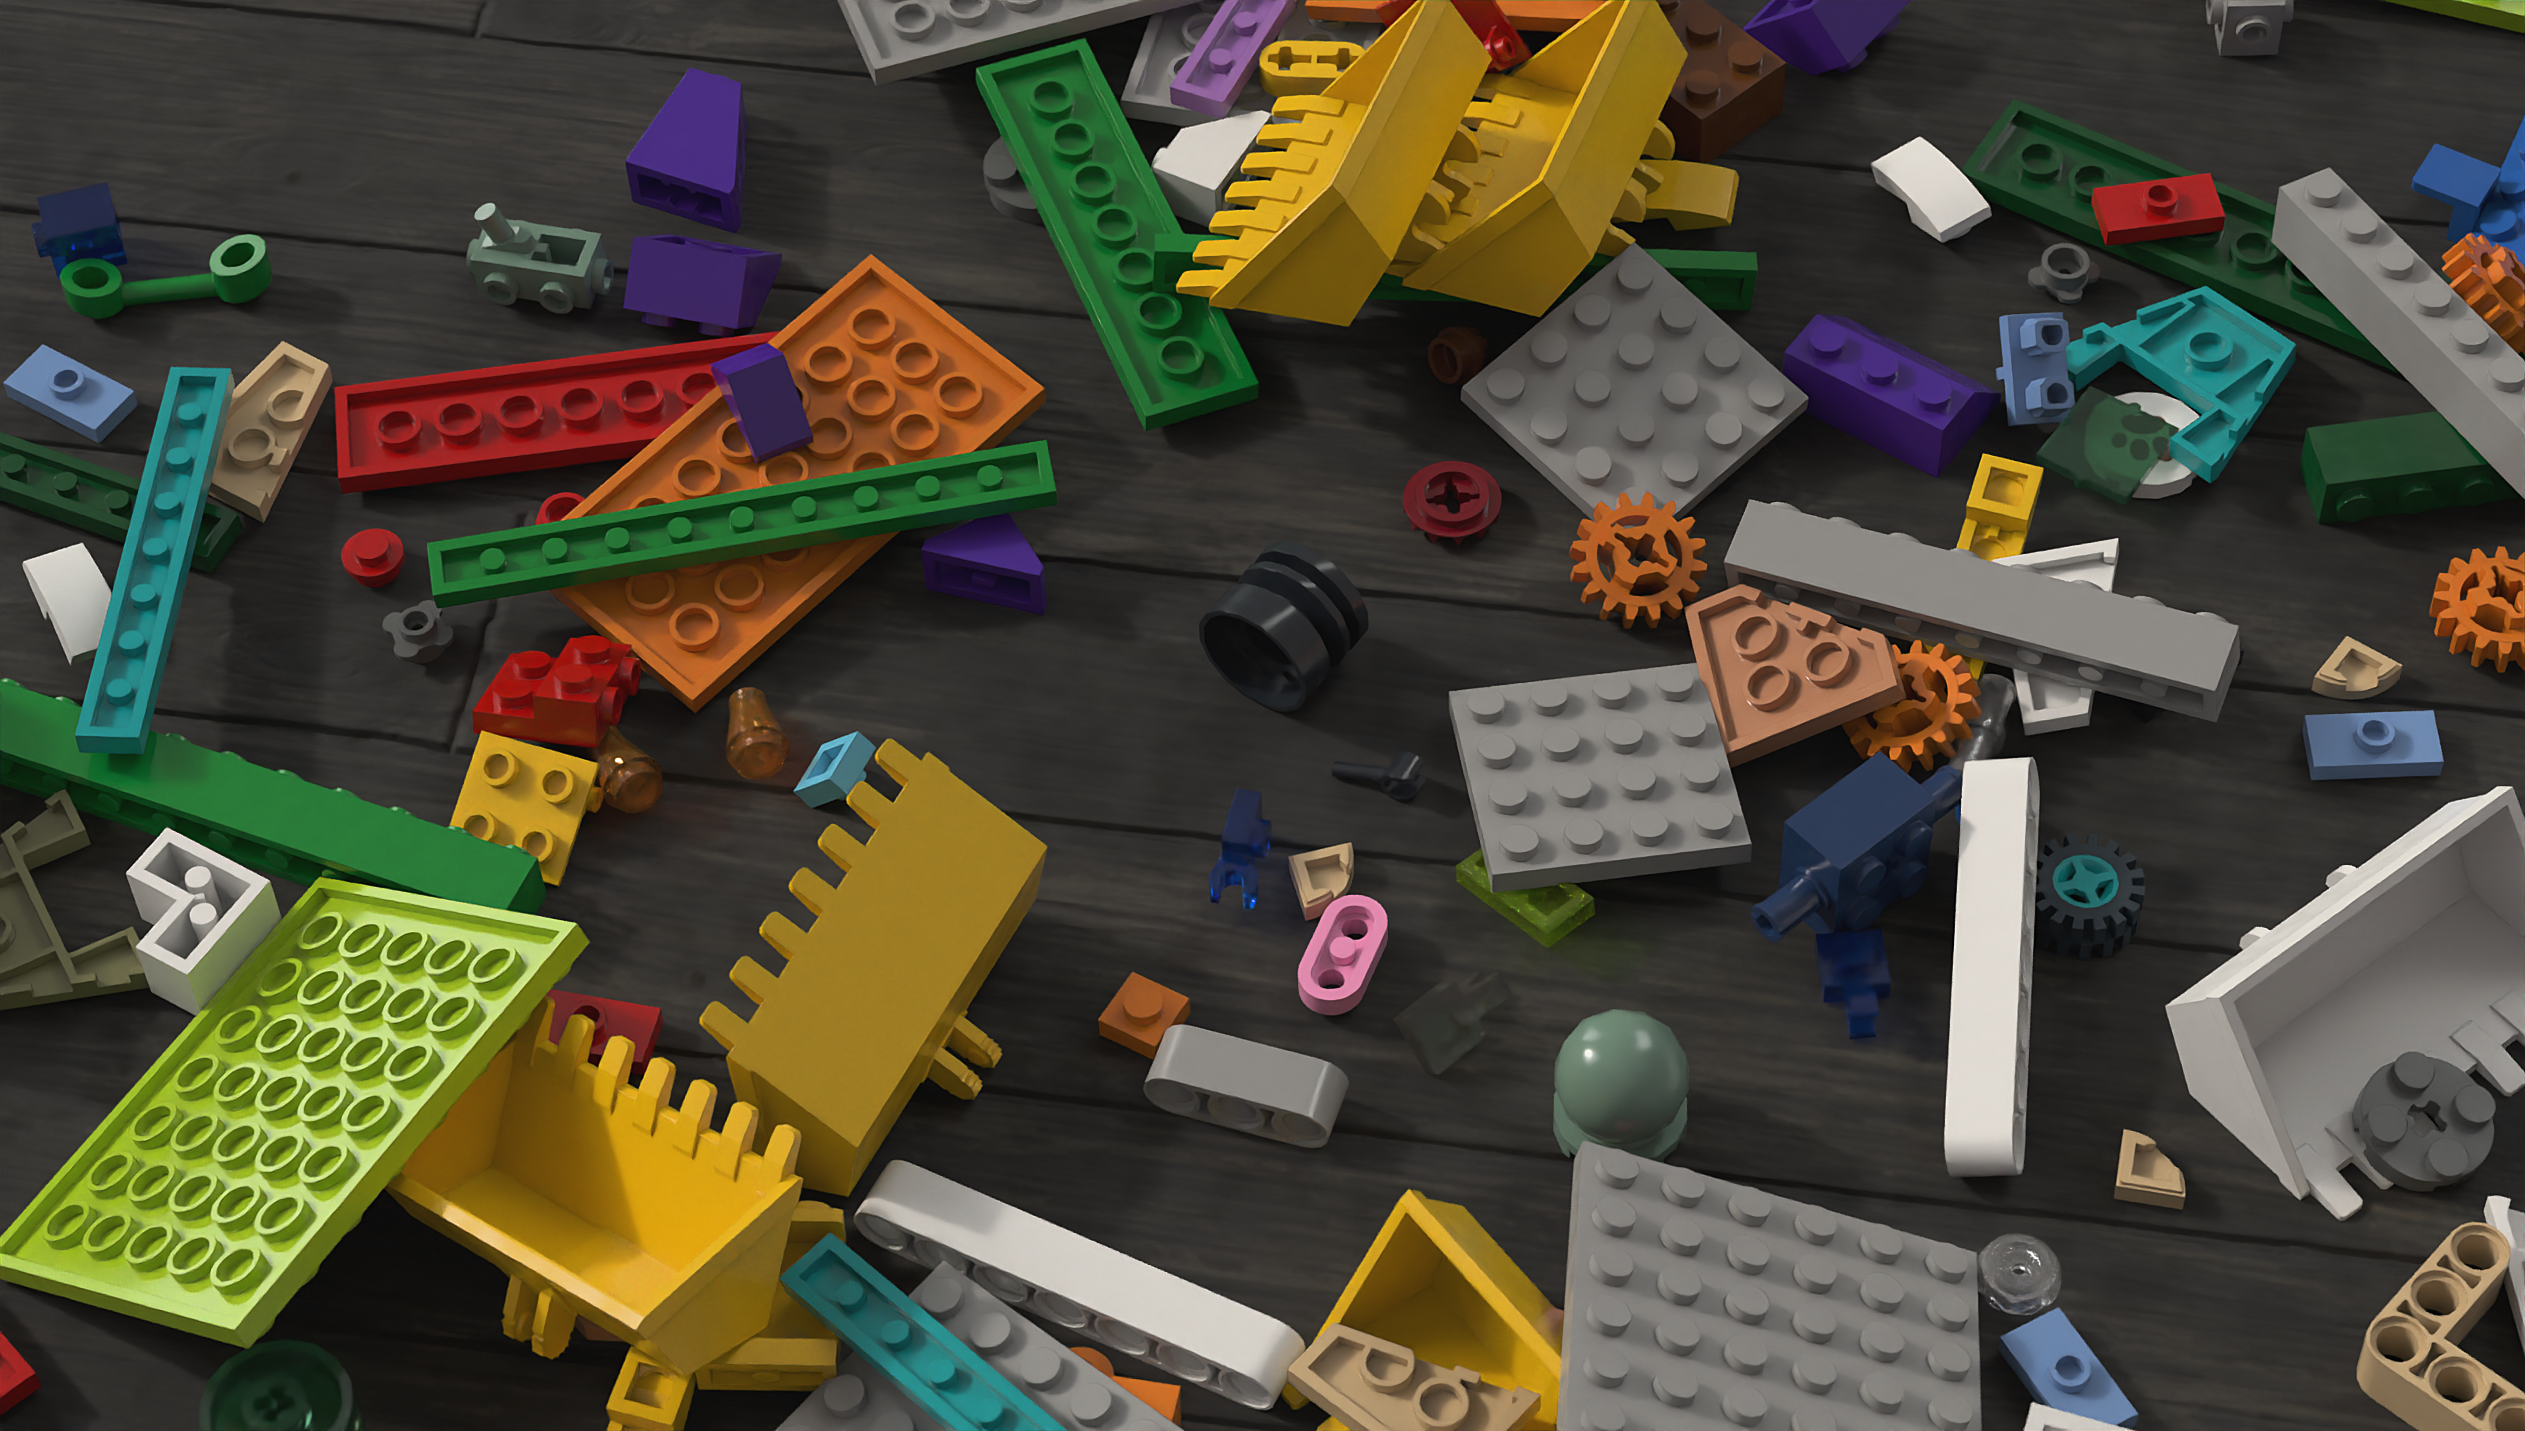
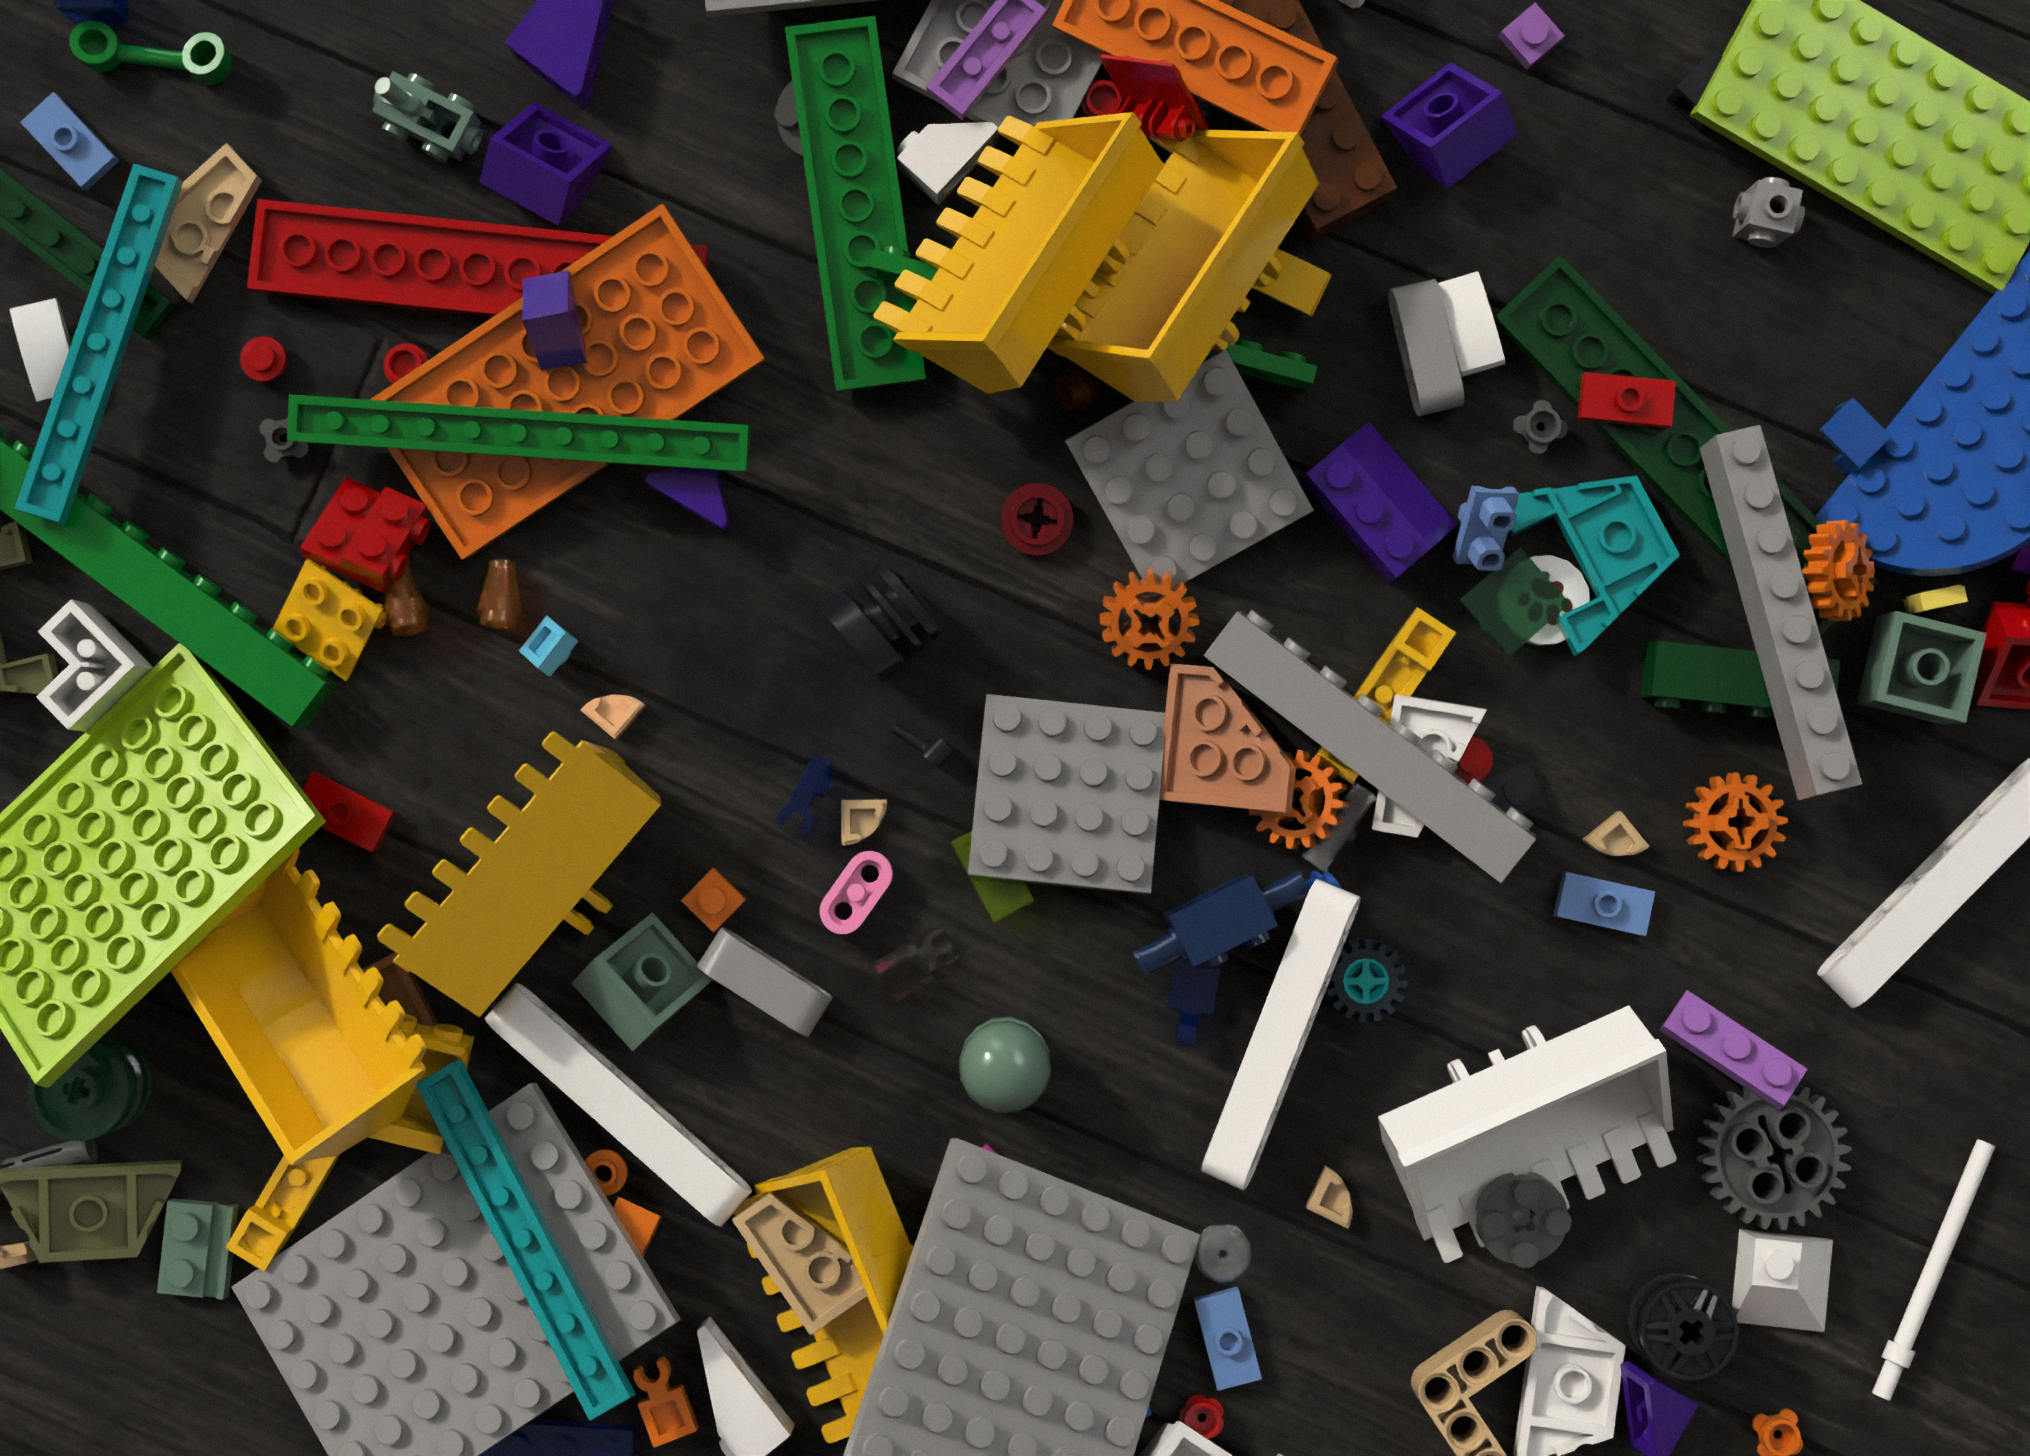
camera: 10 degrees right, 35 degrees up
(1066, 1126) = (641, 981): none -> sand green slope
(1311, 66) = (1045, 78): yellow beam -> none
(1886, 223) = (1426, 347): none -> light grey beam

